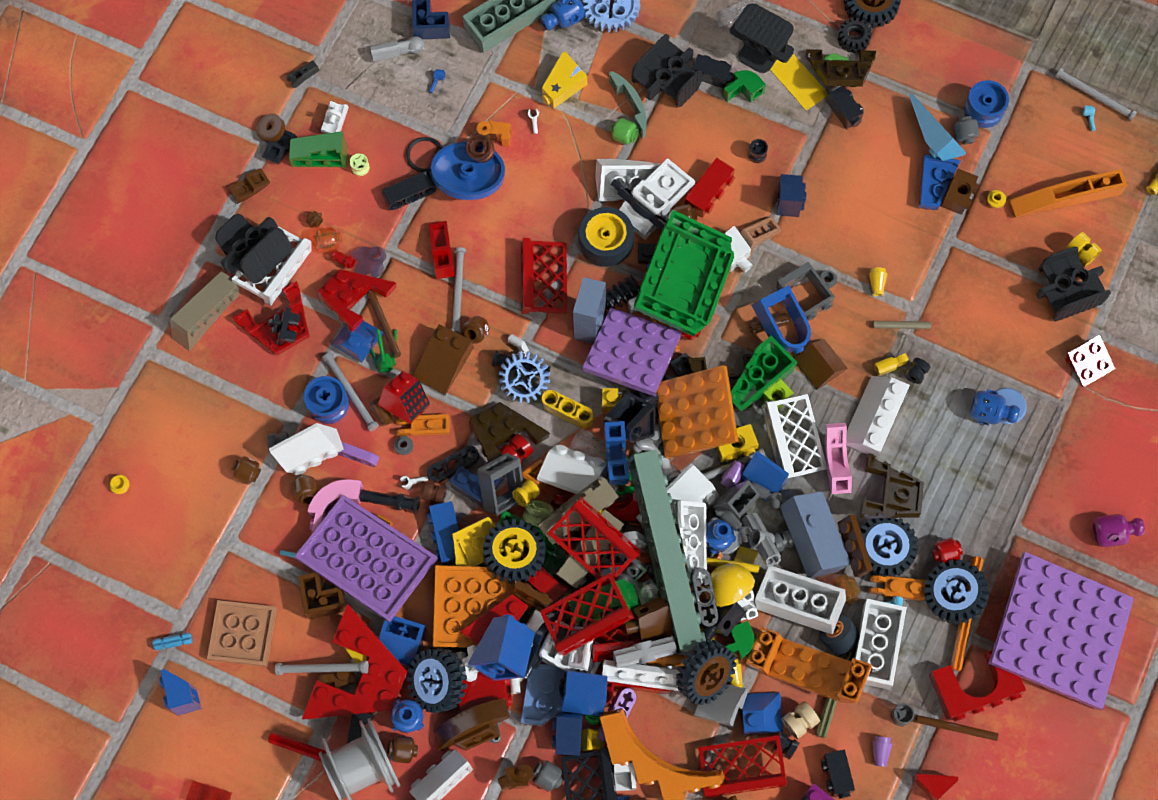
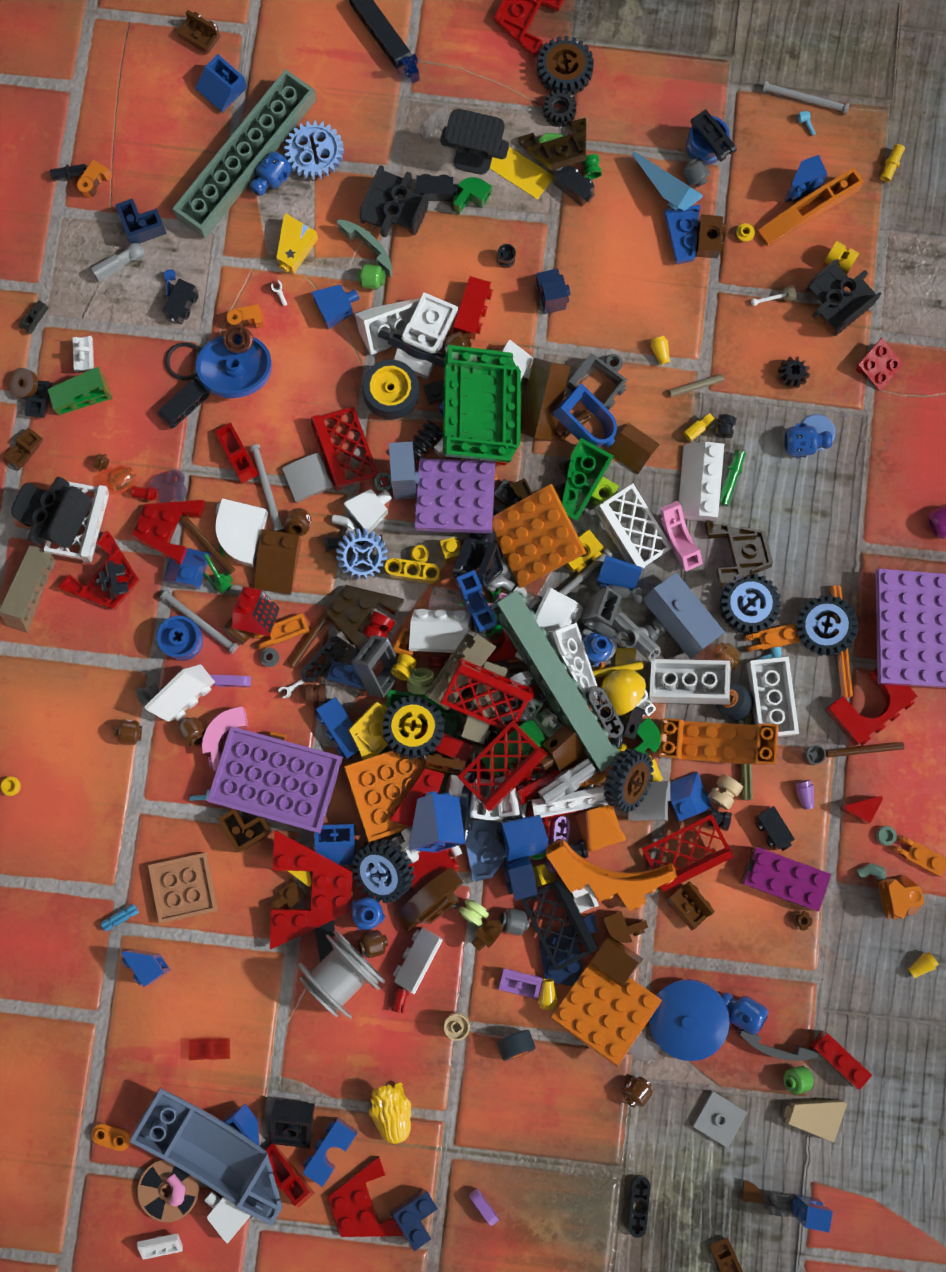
camera: 25 degrees left, 10 degrees up
(295, 746) = (273, 974): red axle -> none
(307, 668) = (309, 883): light grey bar -> none
(358, 160) = (122, 389): yellowish green wheel -> none
(398, 501) = (286, 713): black pin -> none
(418, 318) = (240, 530): none -> white brick
(440, 100) = (180, 301): none -> black brick
(445, 443) = (308, 641): none -> reddish brown bar
(499, 292) = (307, 477): none -> light grey slope
(510, 752) = (473, 912): none -> yellowish green wheel
(546, 338) = (368, 508): none -> white torso
(567, 320) = (383, 482): none -> tile
(580, 395) = (419, 553): none -> yellow plate
(581, 145) = (334, 304): none -> blue torso
(637, 726) = (579, 848): none -> black wheel
(663, 712) = (599, 828): none -> orange piece
(733, 474) = (588, 584): medium lavender cone -> none
(749, 285) = (542, 397): none -> reddish brown slope
(752, 240) = (526, 344): nougat slope -> none
(854, 545) = (722, 614): reddish brown plate -> none
(867, 95) = (592, 167): none -> green wheel
(913, 414) = (732, 476): none -> green pin
(947, 550) = (806, 589): red head -> none
(991, 98) = (713, 135): none -> black plate
(1002, 335) = (793, 379): none -> black gear
(1019, 267) = (788, 294): none -> hinge
(1072, 165) = (807, 179): none -> blue slope

